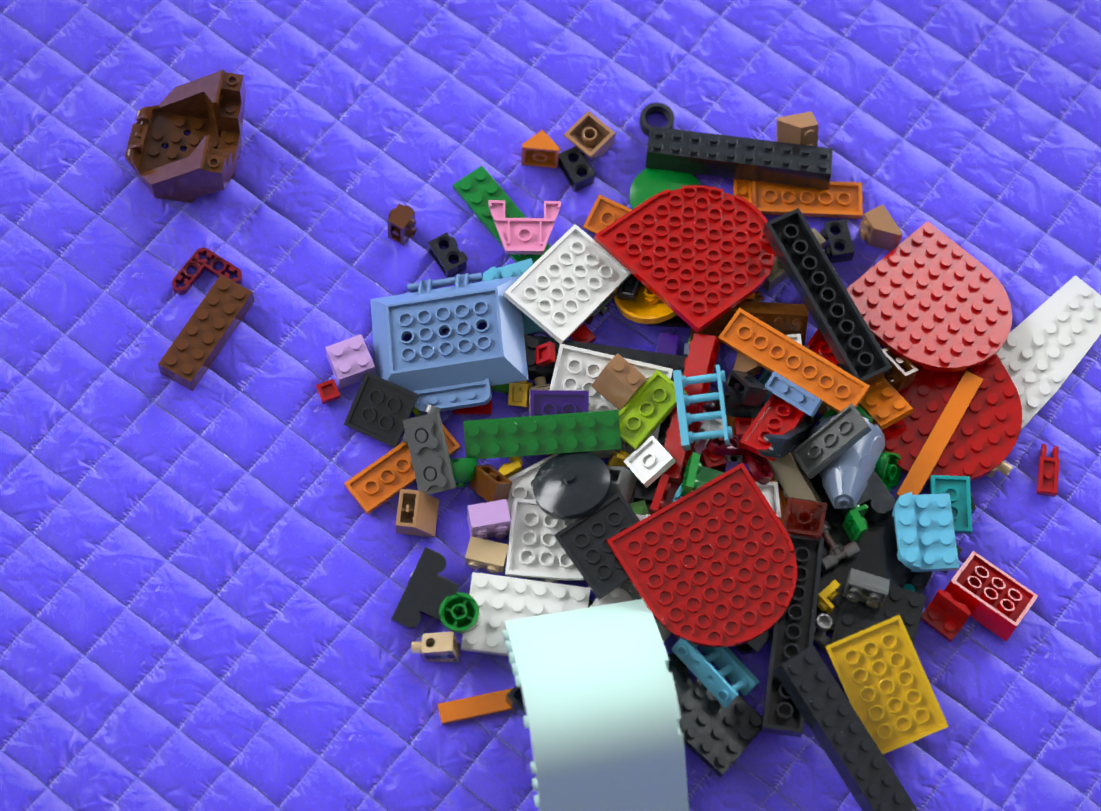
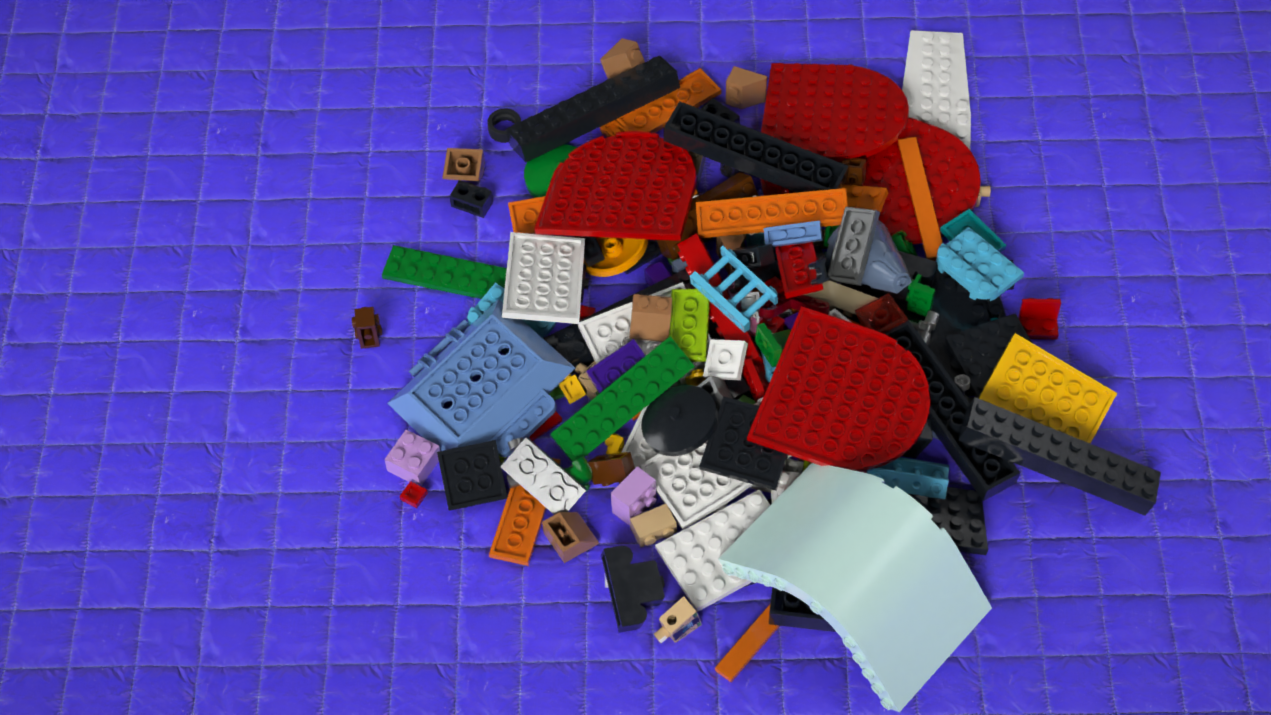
camera: 30 degrees left, 10 degrees down
(201, 266) = (221, 472): dark red beam -> none
(206, 332) = (270, 520): reddish brown brick -> none
(213, 114) = (134, 349): reddish brown piece -> none
(444, 256) = (422, 331): black brick -> none
(459, 613) = (676, 578): green cylinder -> none
(524, 234) = (472, 270): bright pink wing -> none
(540, 151) = (435, 202): orange slope -> none
(545, 354) = (572, 339): red plate -> none
(830, 593) = (945, 361): yellow bracket -> none
(866, 588) = (971, 334): dark grey slope -> none
(991, 595) = (1065, 281): red slope -> none
(1048, 472) = (1016, 172): red hinge -> none

